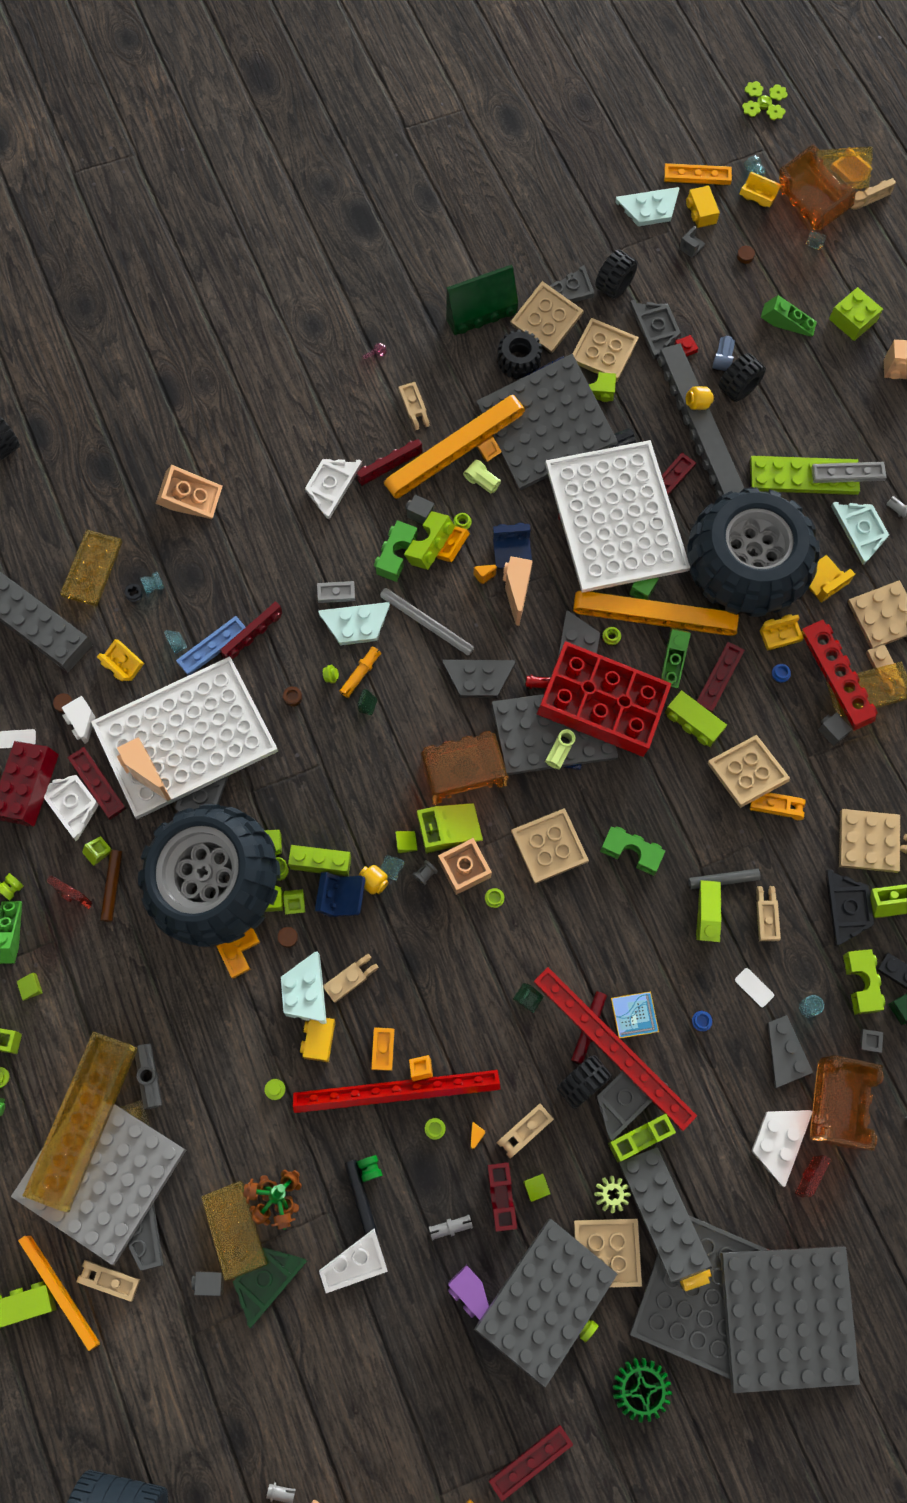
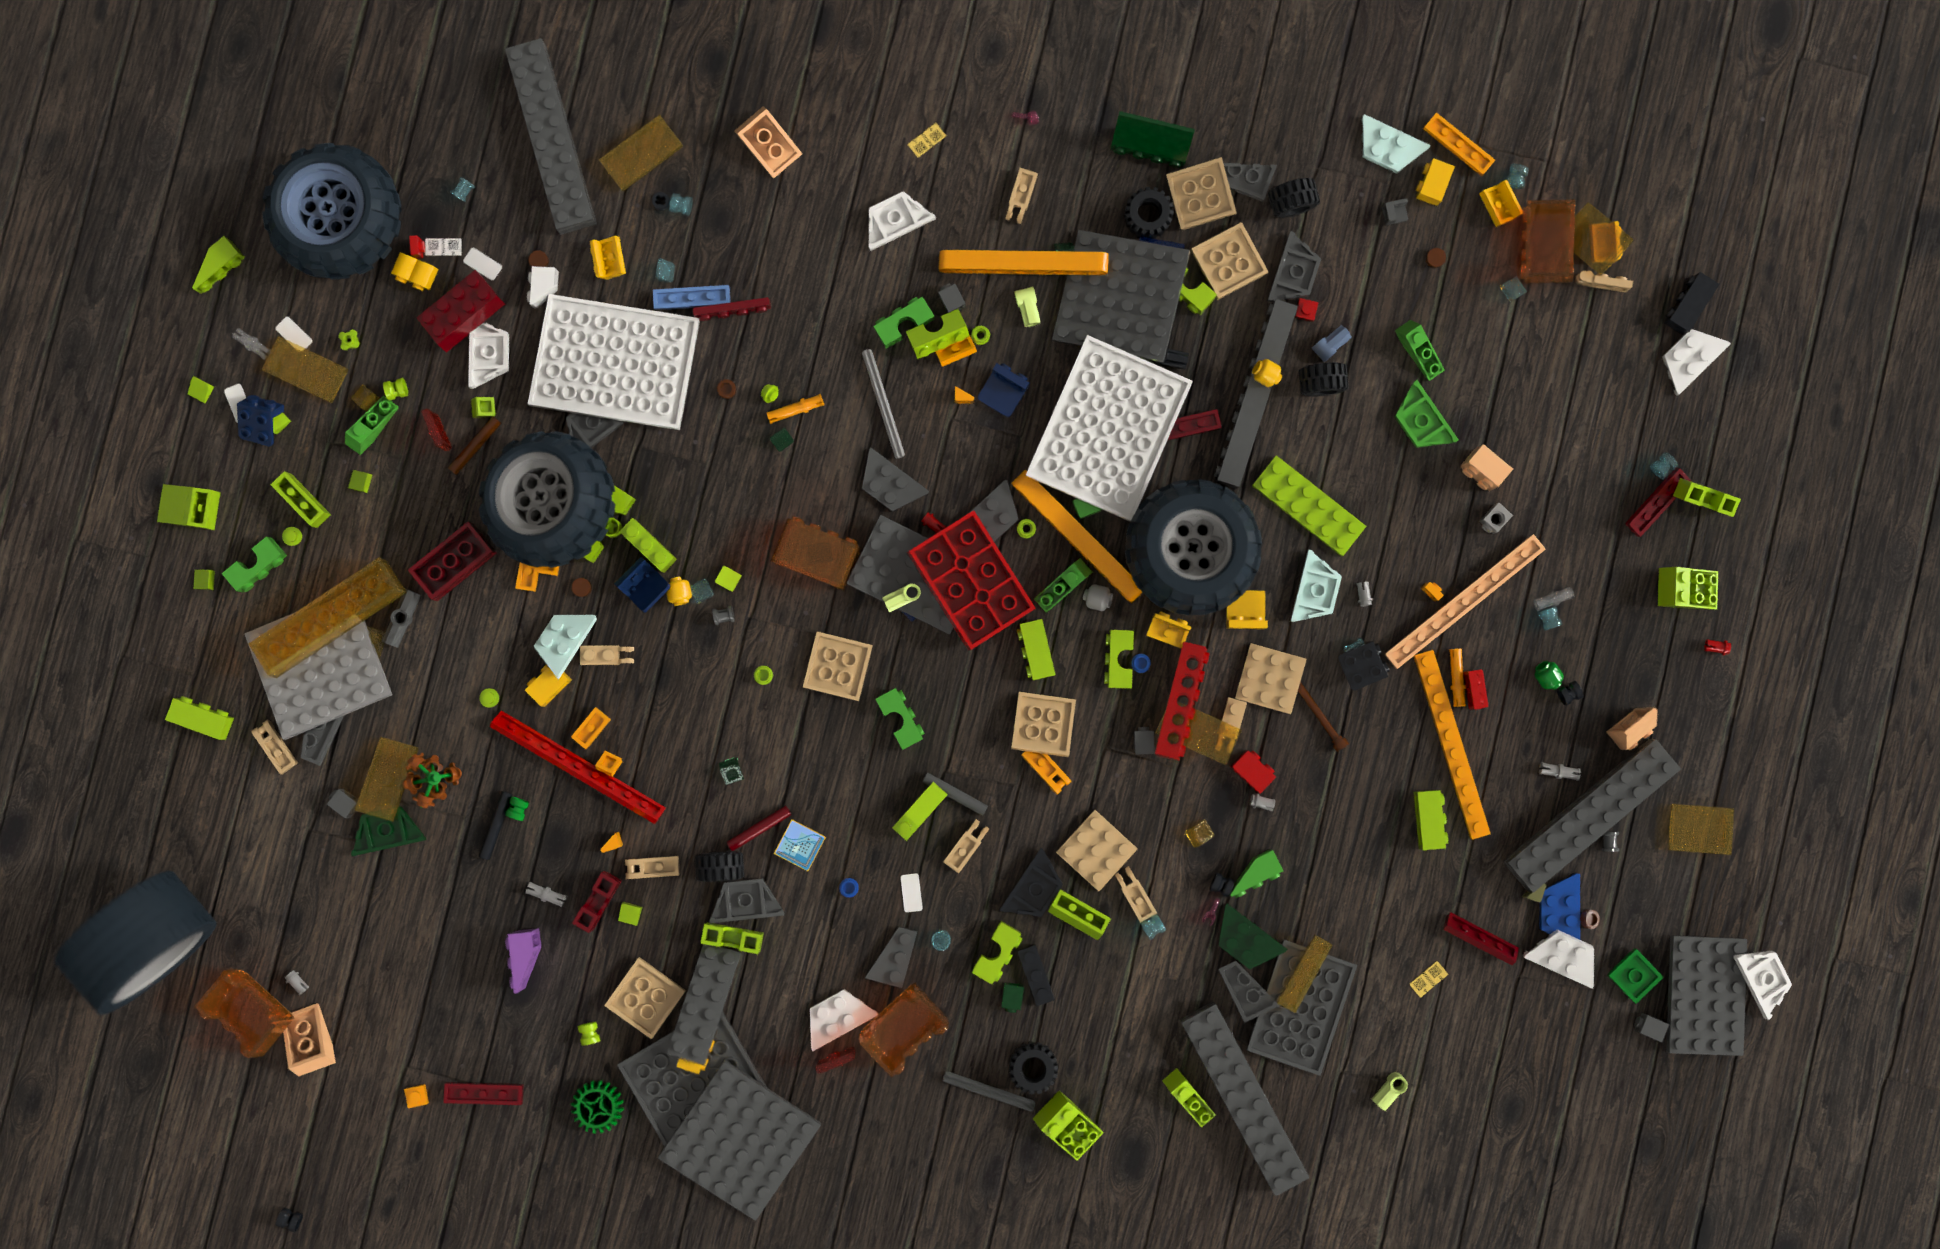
camera: 40 degrees right, 15 degrees up
(59, 1292) = (234, 728): light orange tile -> none
(96, 783) = (519, 350): dark red plate -> none
(138, 762) = (558, 364): light nougat slope -> none
(160, 993) = (452, 561): none -> dark red brick
(294, 901) = (606, 562): lime slope -> none
(311, 416) = (927, 140): none -> clear yellow sticker
(336, 592) = (827, 322): light grey plate -> none
(355, 1264) = (457, 868): white wing -> none
(356, 623) = (823, 362): light aqua wing -> none
(389, 462) = (950, 233): dark red plate -> none
(435, 1128) = (586, 815): lime plate -> none
(448, 826) = (769, 592): lime slope -> none
(464, 866) = (756, 634): light nougat brick -> none
(489, 448) = (1053, 284): light orange plate -> none
(517, 578) = (981, 426): light nougat slope -> none
(546, 1302) = (570, 998): dark grey plate -> none
(614, 1201) = (678, 966): yellowish green gear -> none
(615, 1049) = (762, 858): red plate -> none
(709, 646) = (1098, 597): none -> light grey head
(720, 676) = (1086, 629): dark red plate -> none
(764, 102) = (1588, 111): lime plant -> none
(770, 693) = (1117, 676): none -> lime arch
(832, 362) = (1423, 420): none -> bright green wing
(848, 472) = (1345, 533): light grey tile -> none
(855, 314) = (1482, 389): lime brick -> none
(871, 1041) = (965, 999): dark grey plate -> none

